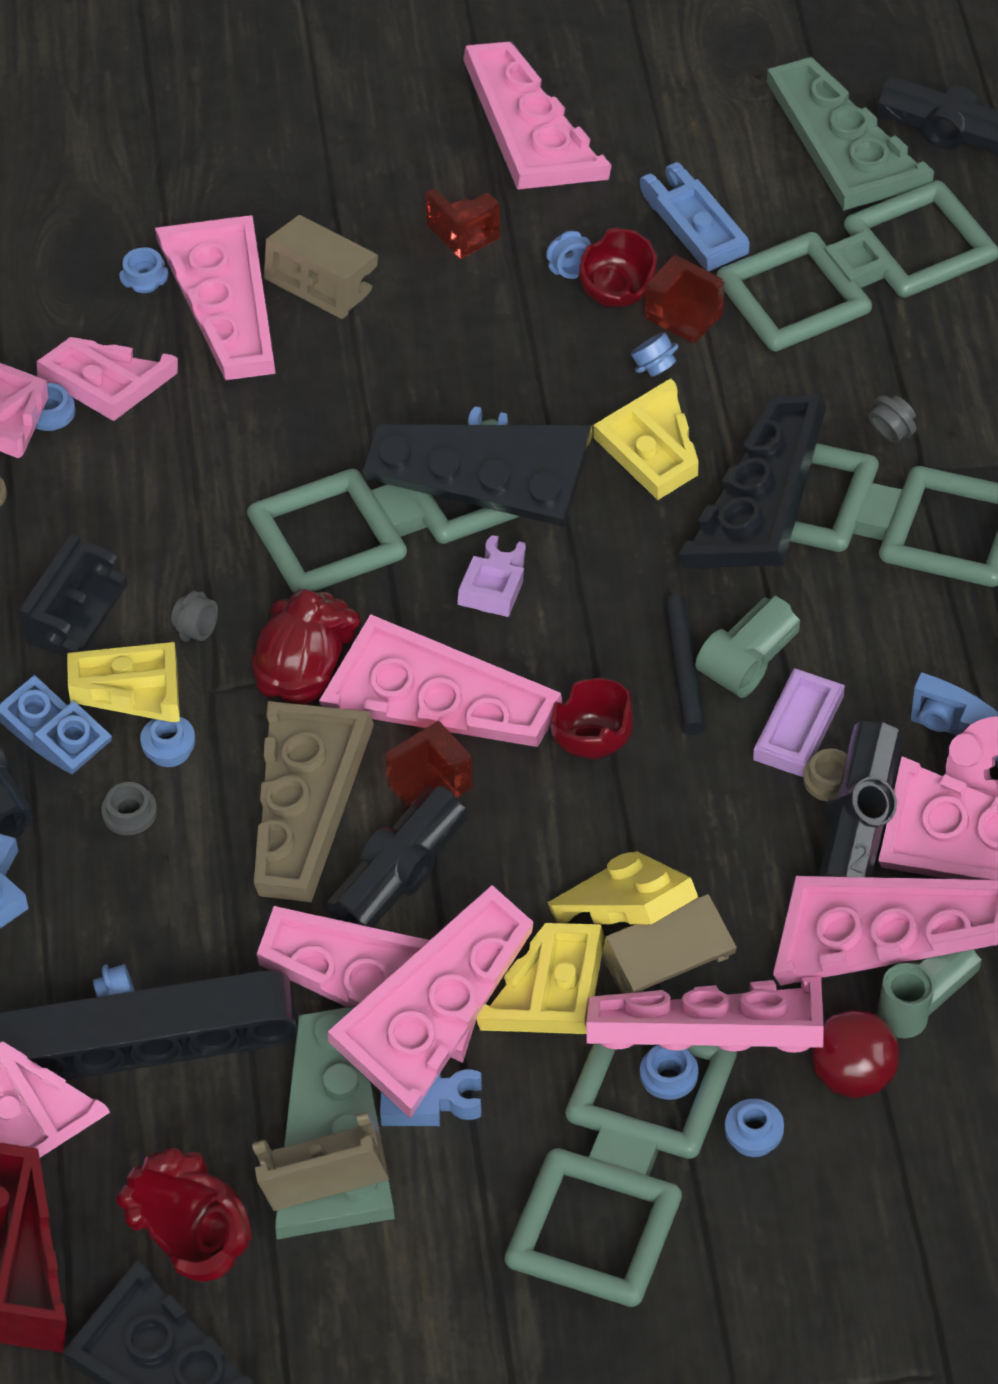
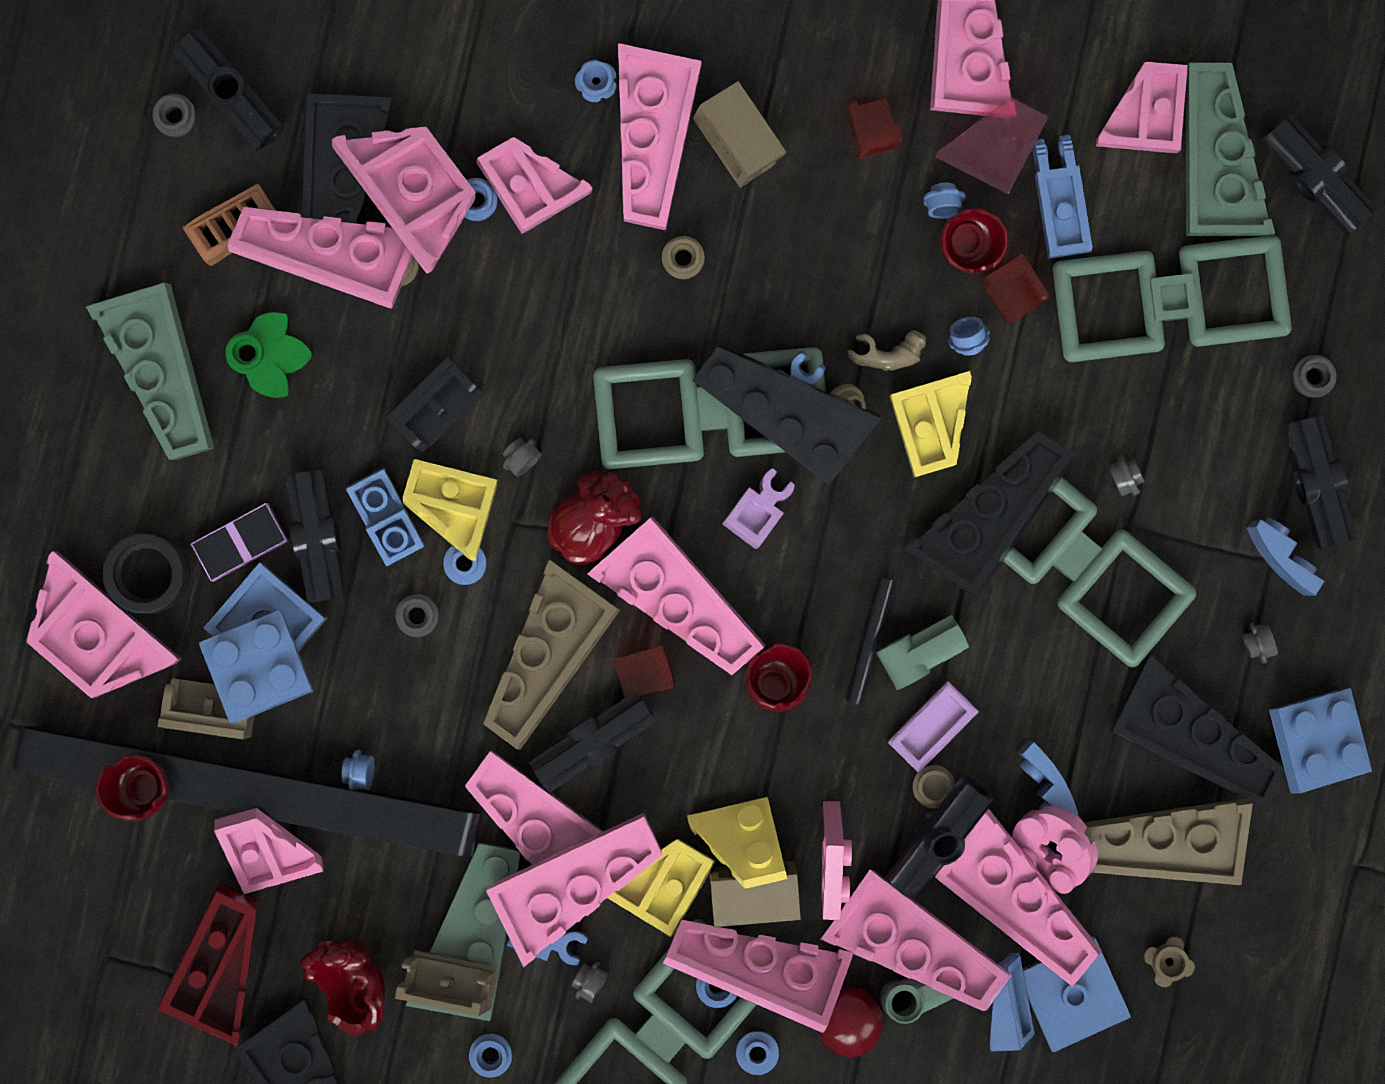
camera: 20 degrees right, 35 degrees up
(305, 386) = (687, 244): none -> dark tan plate
(410, 1236) = (487, 1068): none -> medium blue plate
(504, 1119) = (589, 981): none -> dark grey plate
(554, 406) = (901, 356): none -> dark tan piece
(602, 189) = (997, 144): none -> clear pink wing
(745, 855) = (835, 855): none -> bright pink wing
(749, 123) = (1149, 111): none -> bright pink wing

